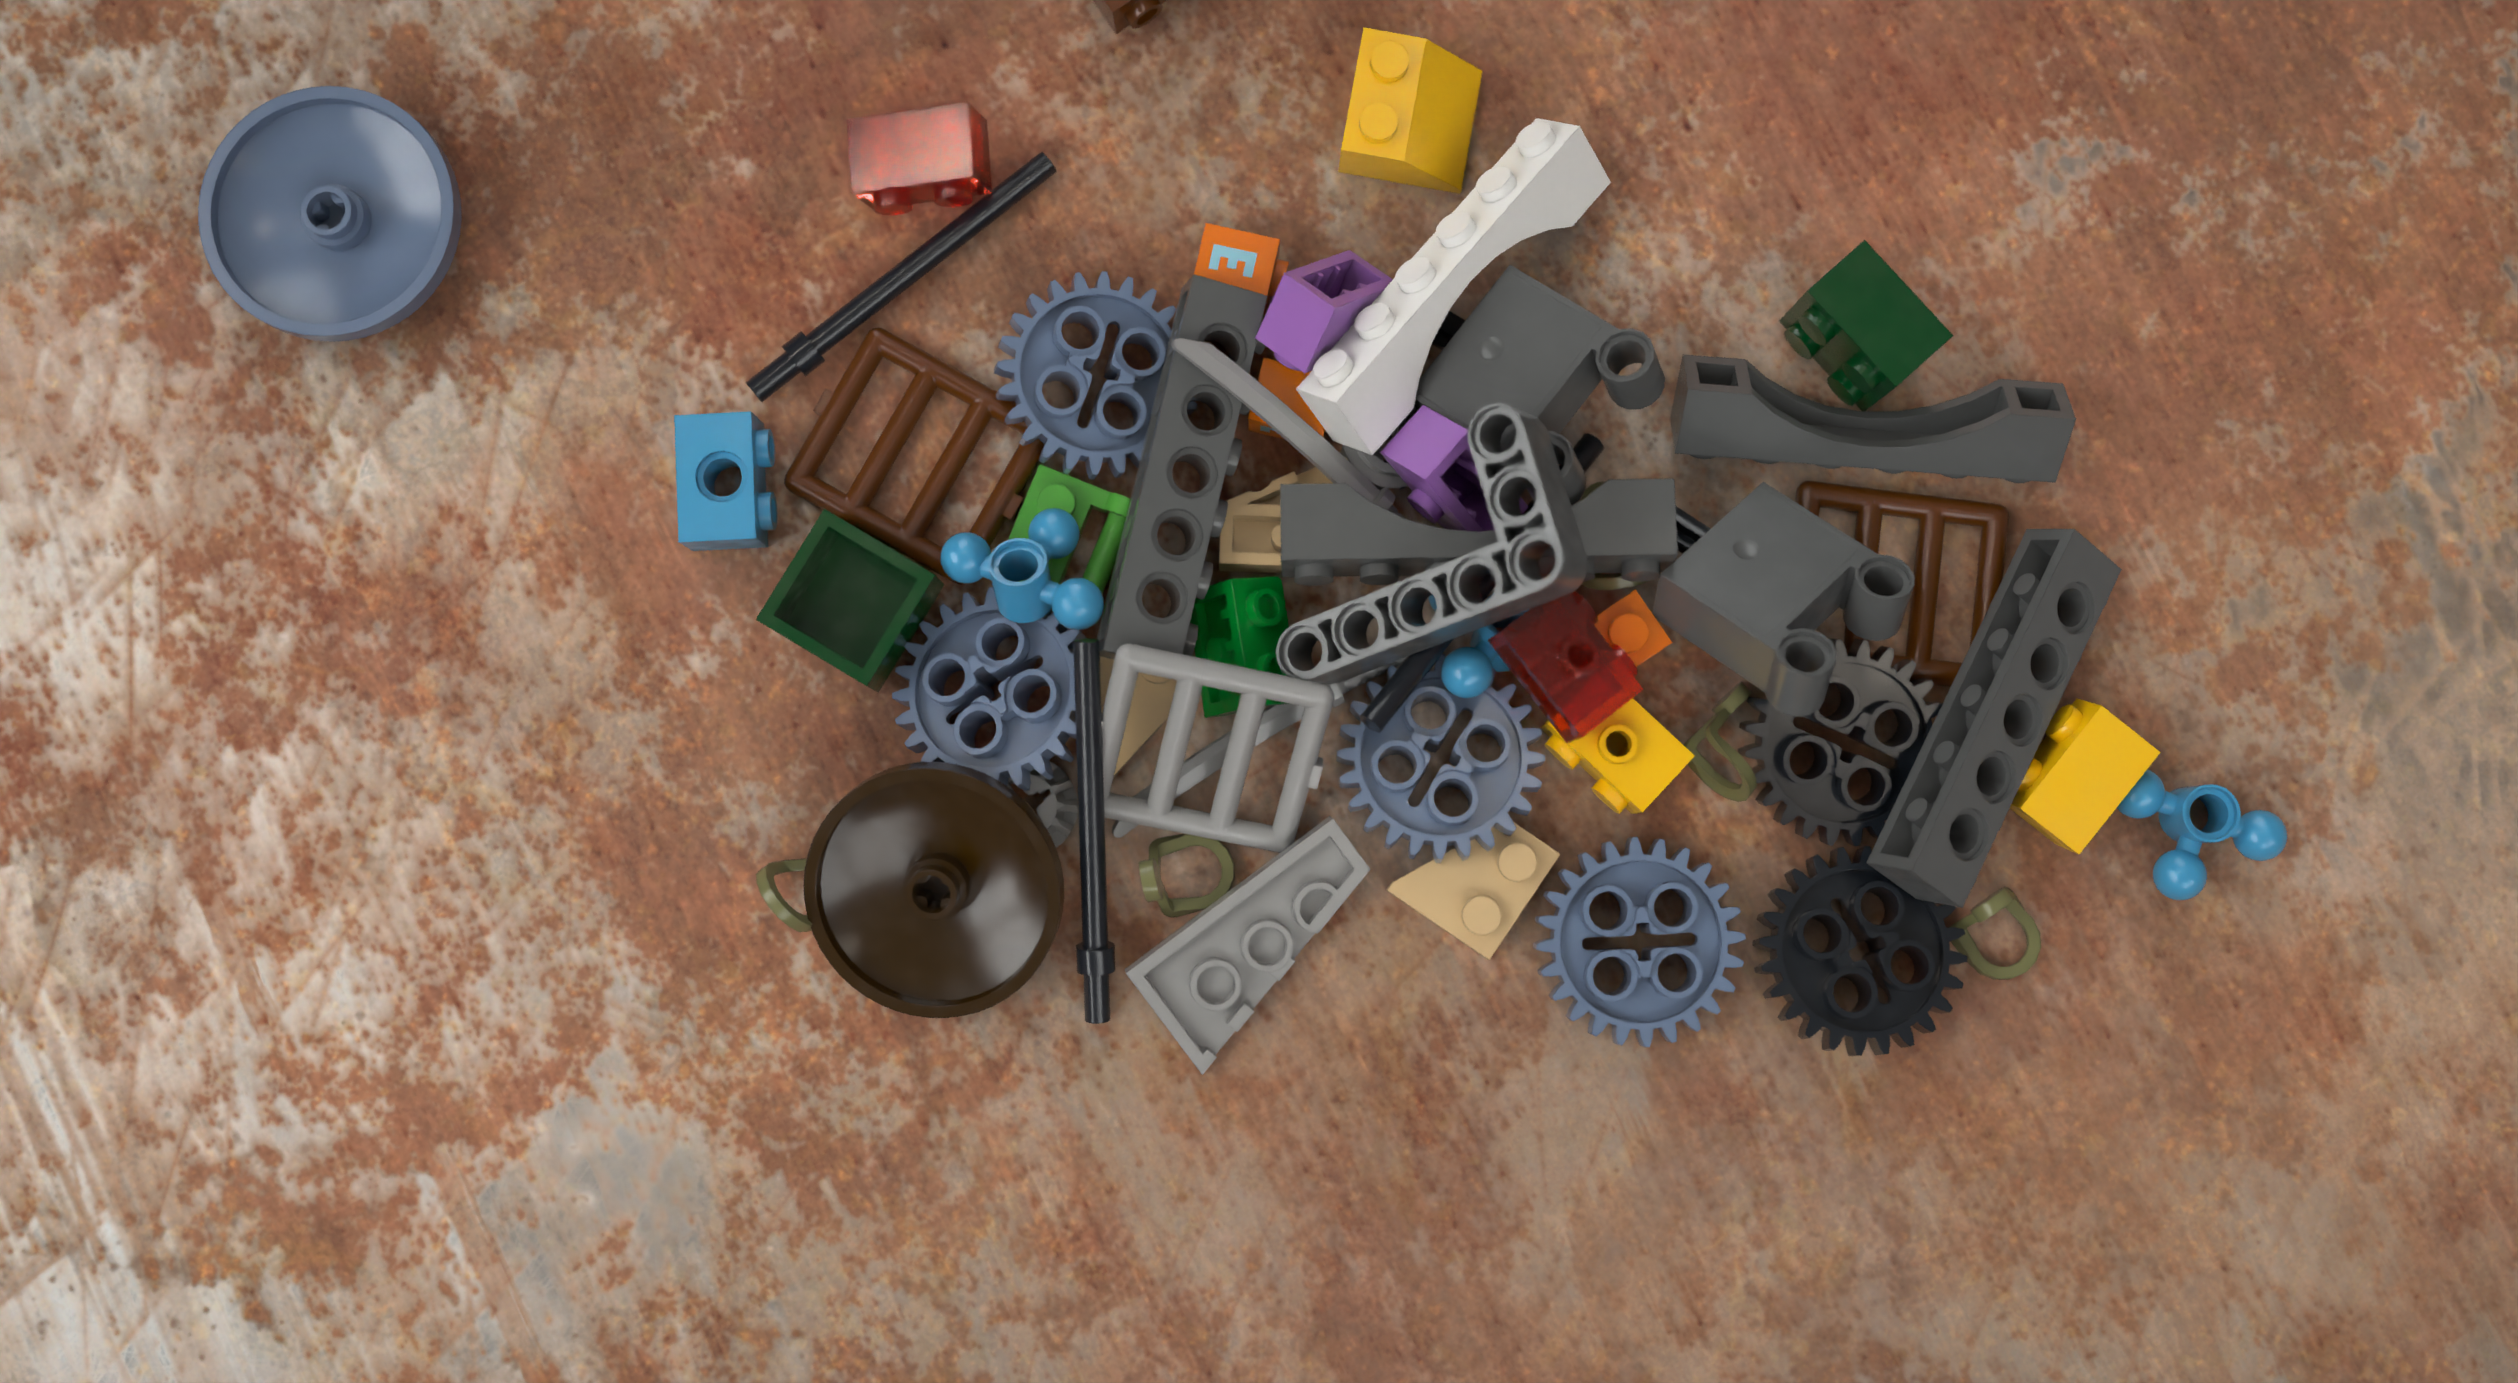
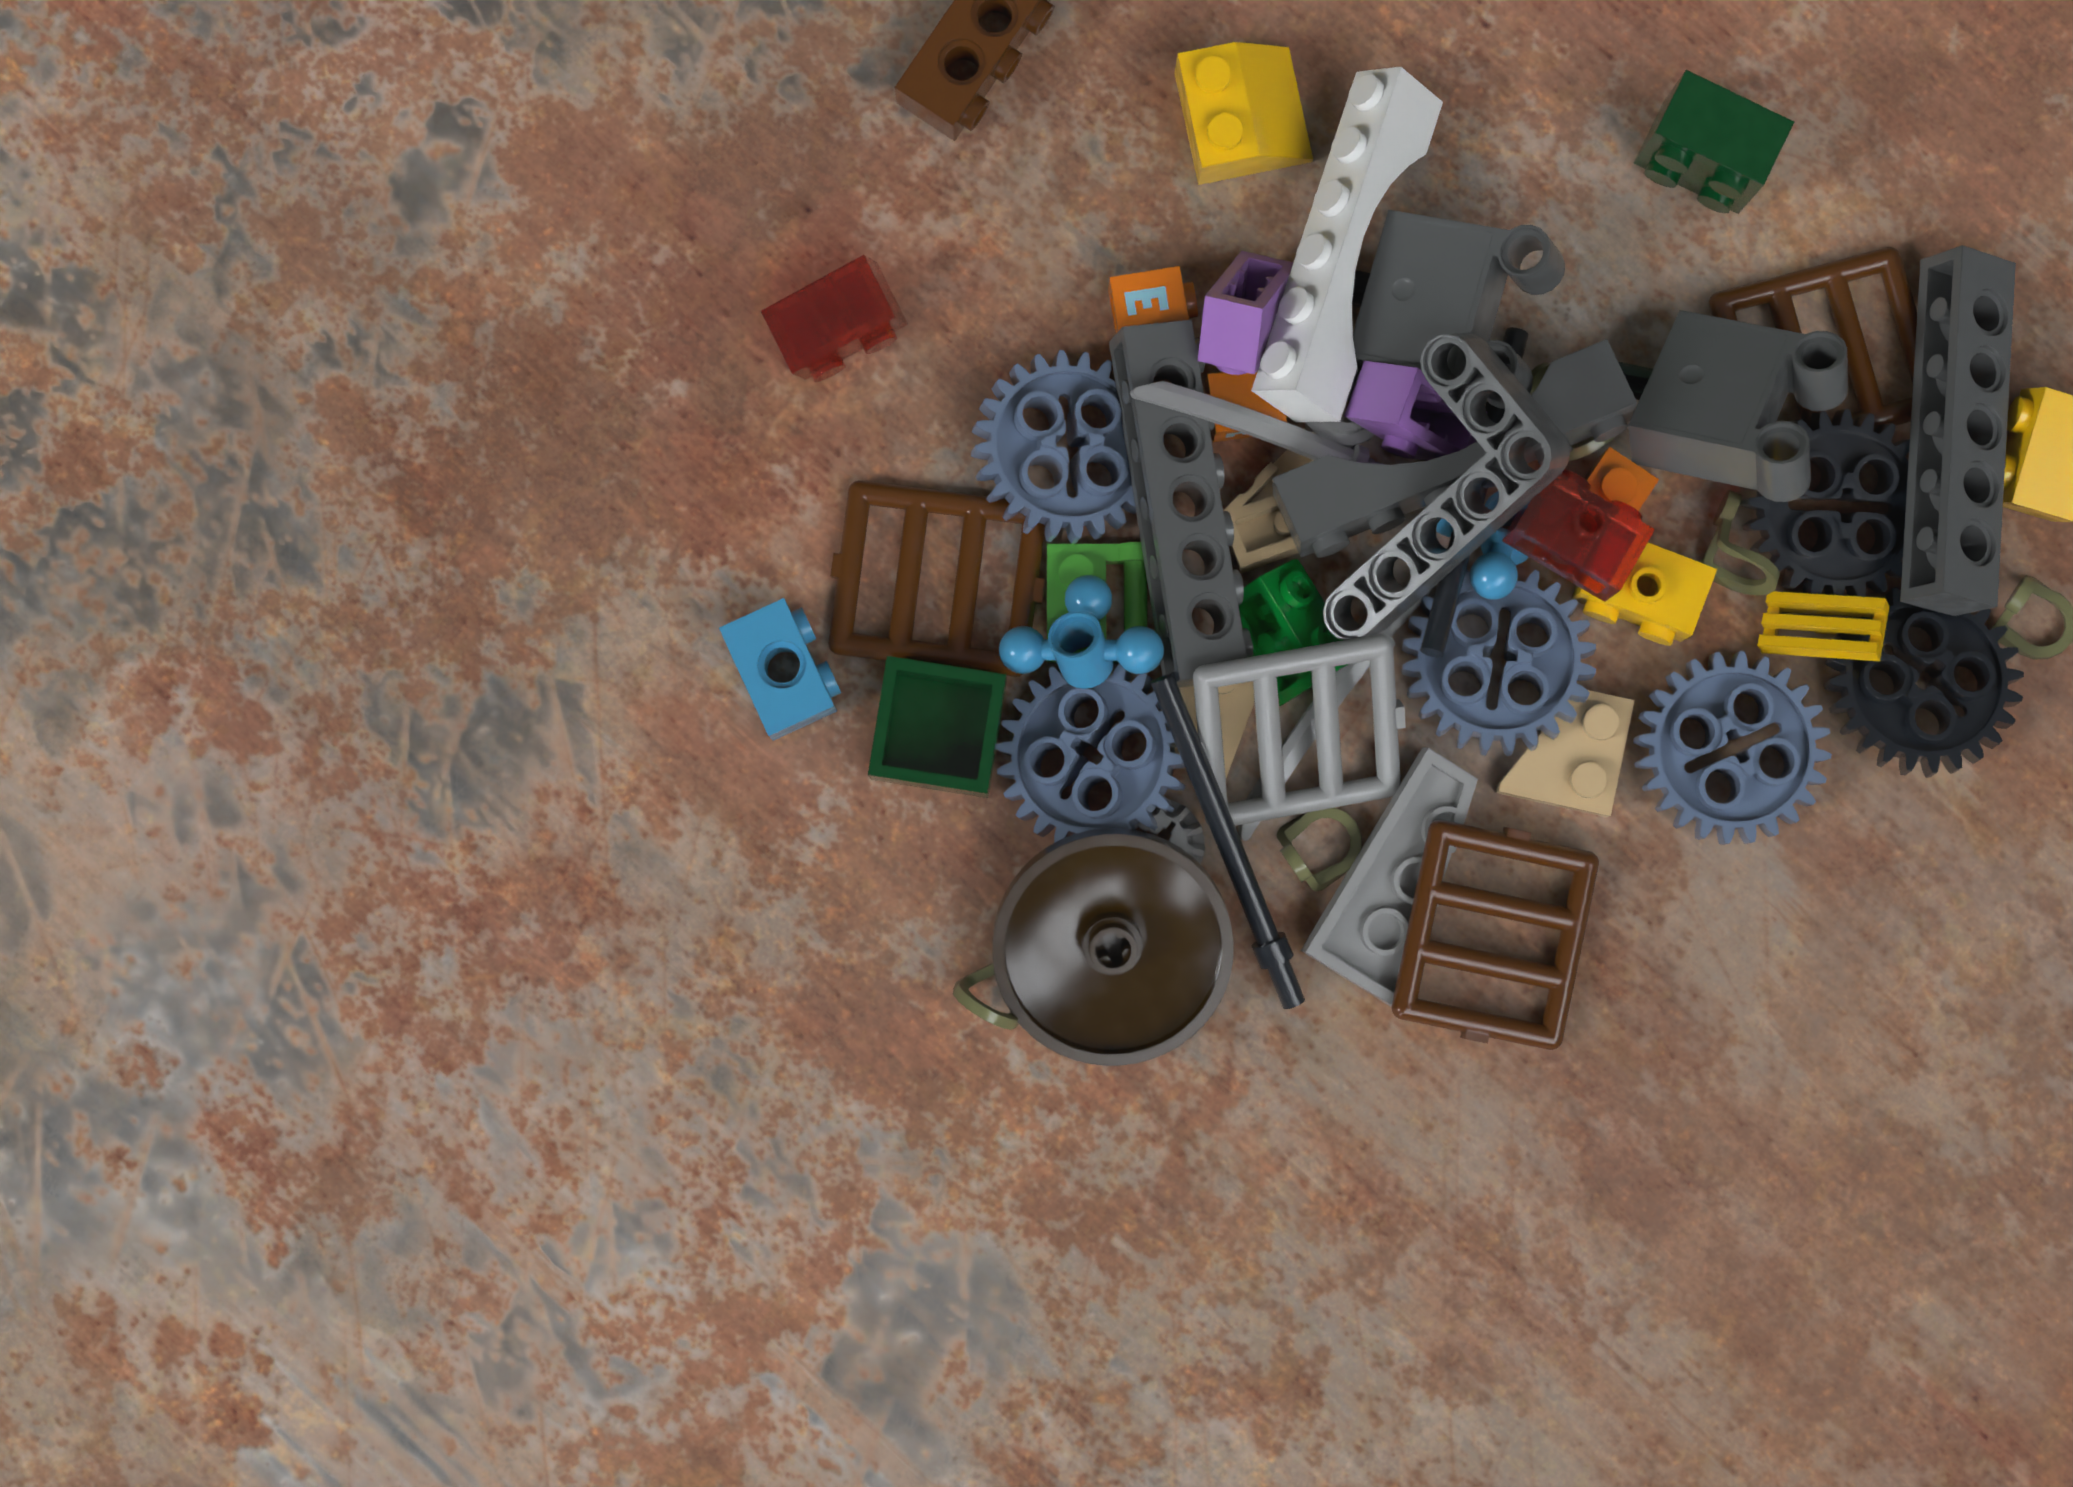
camera: 20 degrees left, 0 degrees up
(329, 213) = (341, 572): sand blue dish -> none
(806, 352) = (802, 527): black bar -> none
(1278, 964) = (1557, 978): none -> reddish brown bar
(1791, 835) = (1828, 605): none -> yellow tile
(1995, 432) = (1860, 187): dark grey arch -> none

